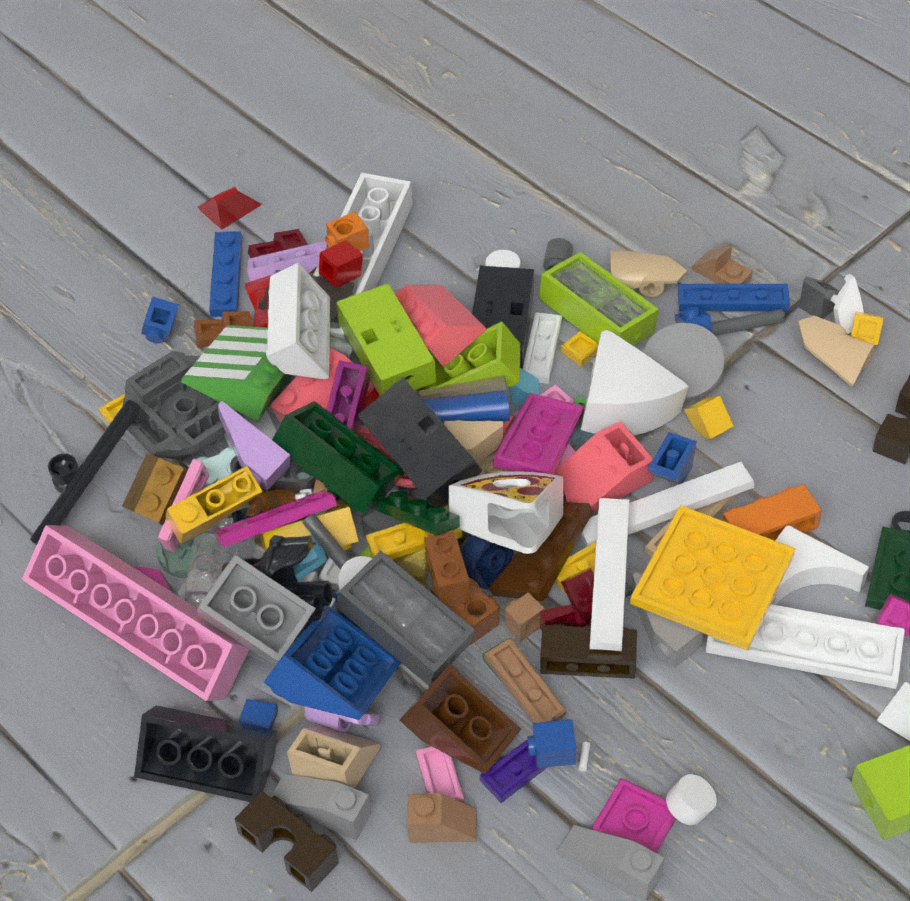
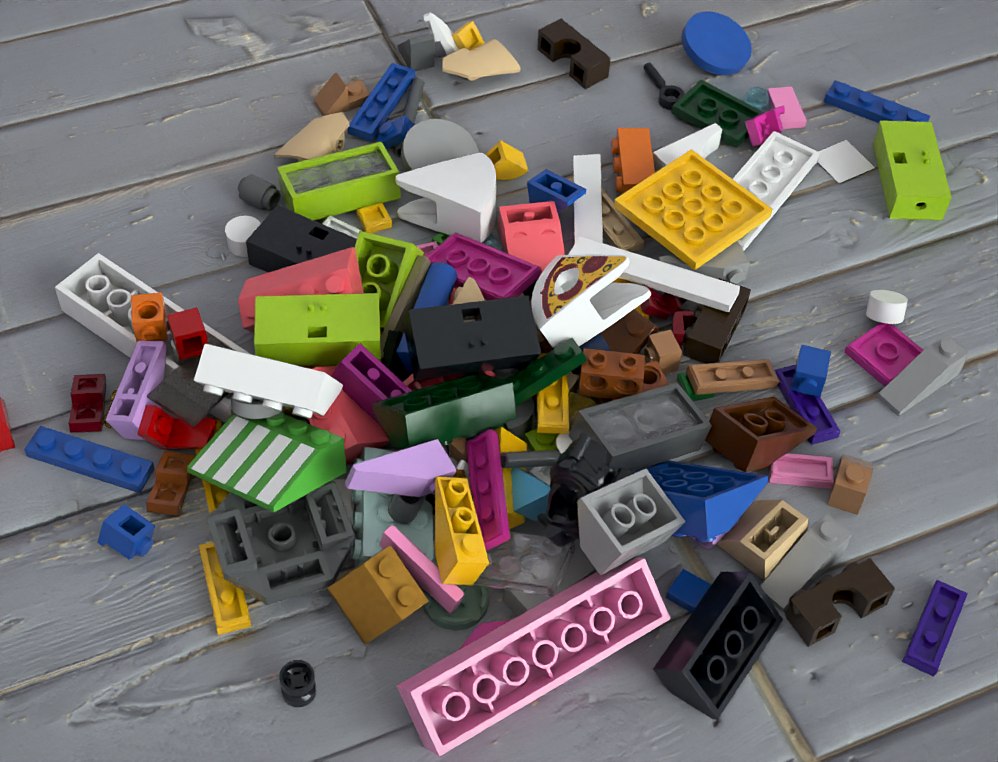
camera: 75 degrees left, 0 degrees up
(88, 468) = (321, 657): black axle -> none

